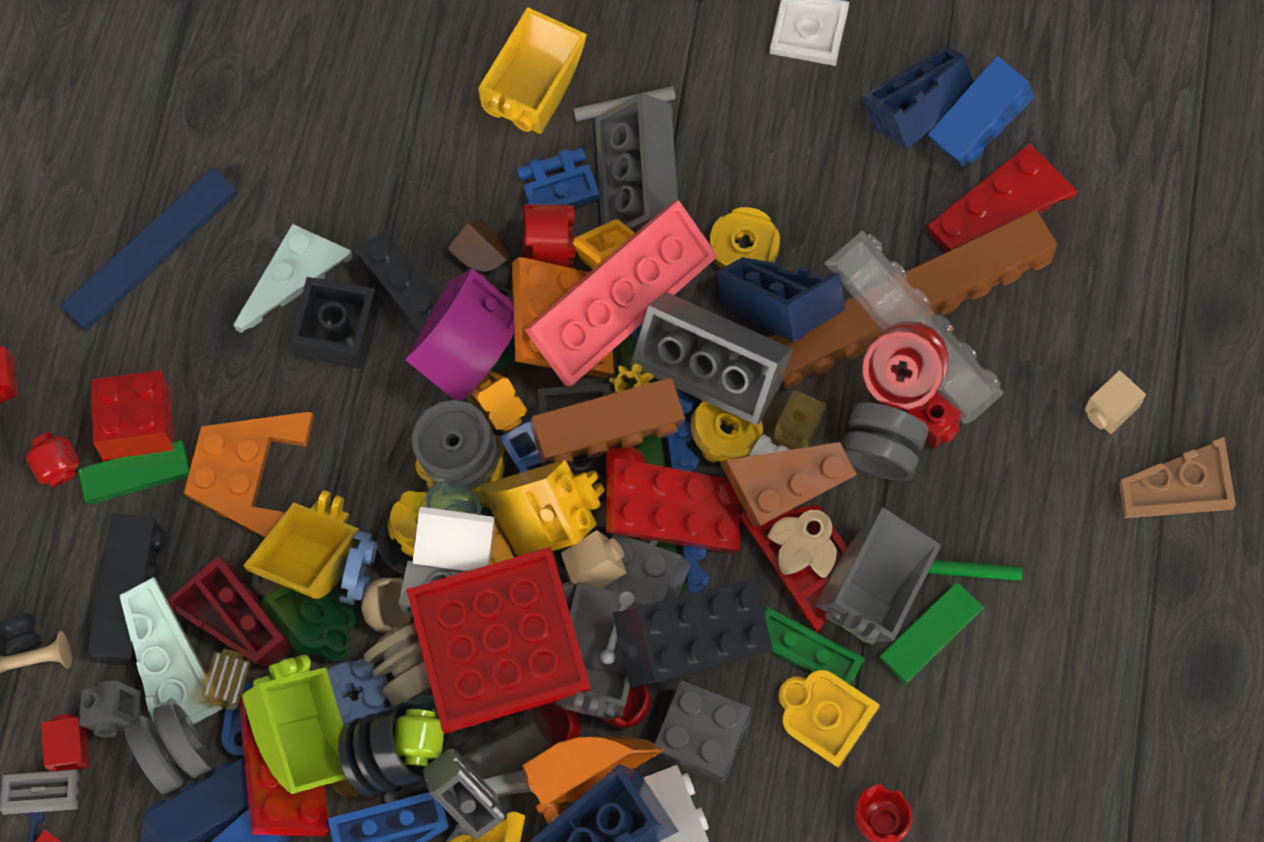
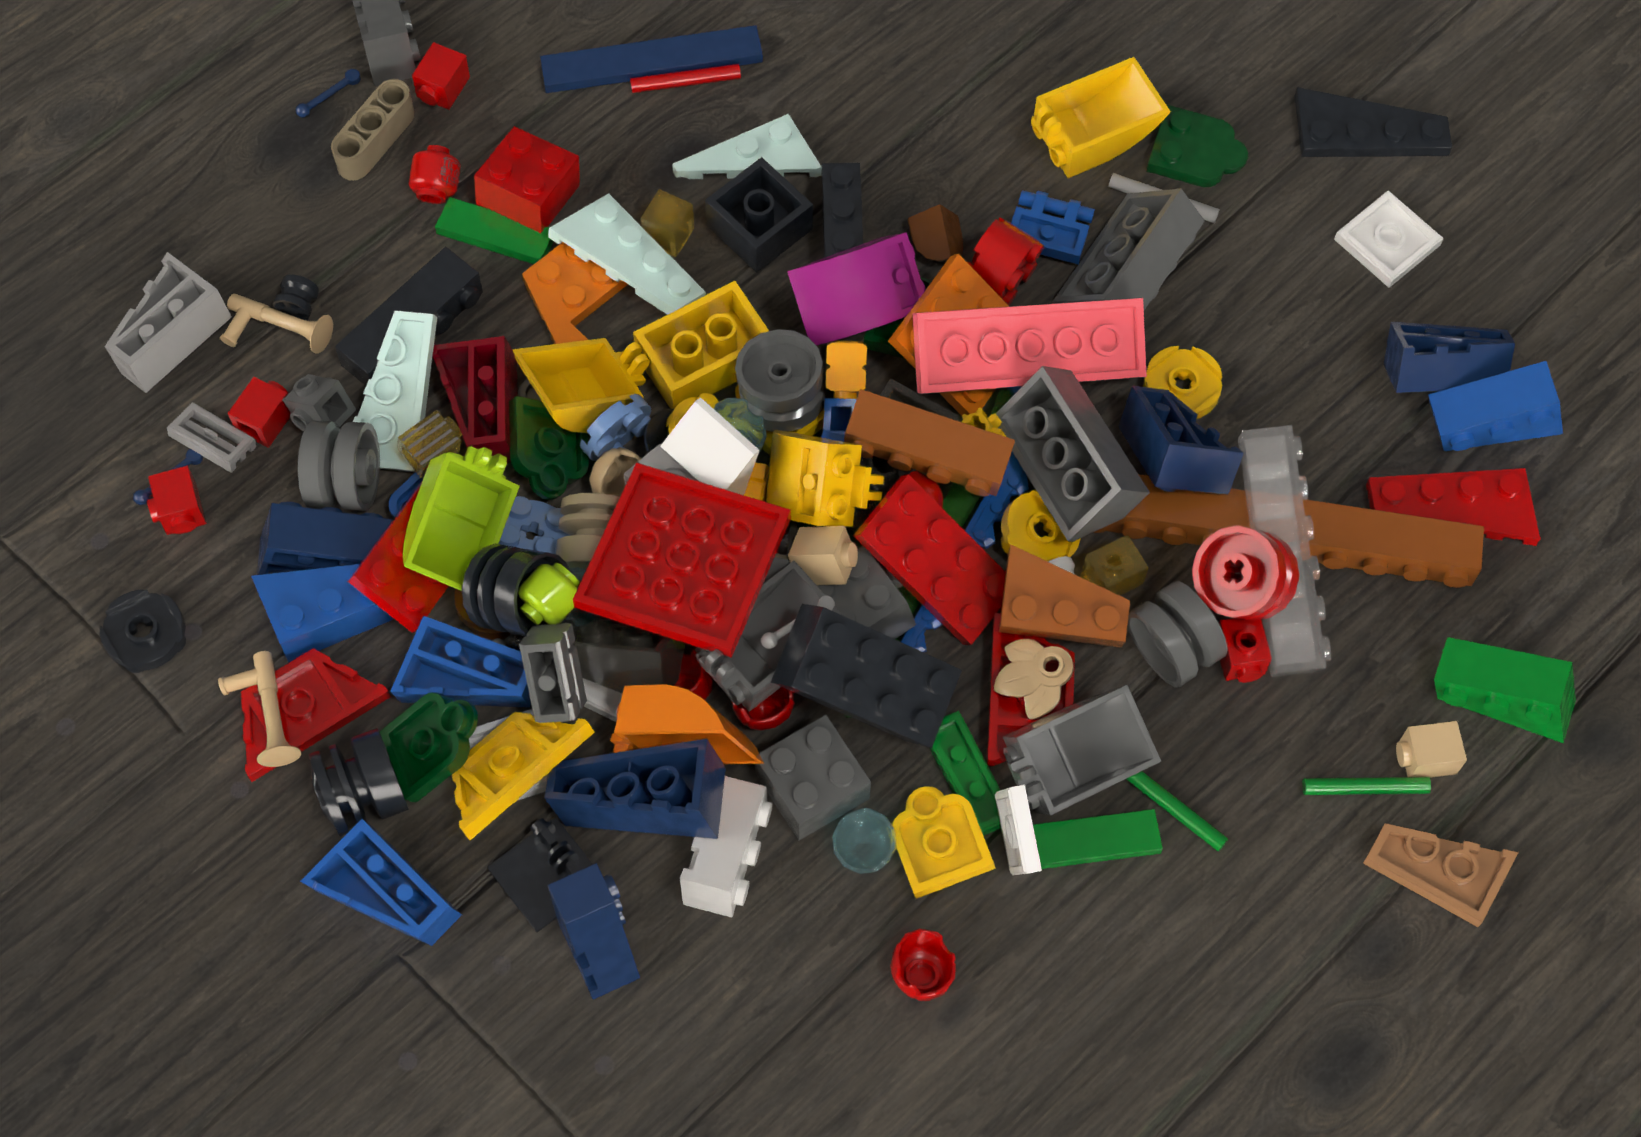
camera: 30 degrees right, 5 degrees down
(188, 247) = (685, 78): none -> red bar
(245, 419) = (627, 253): none -> light aqua wing
(268, 376) = (668, 221): none -> clear yellow brick
(371, 457) = (699, 344): none -> yellow brick
(601, 242) = (1042, 289): light orange slope -> none
(620, 48) = (1196, 149): none -> dark green plate
(774, 753) = (864, 841): none -> clear light blue hair
(881, 669) = (1017, 830): none -> white tile
(1087, 459) = (1356, 786): none -> green bar
(1132, 319) = (1508, 686): none -> green wedge

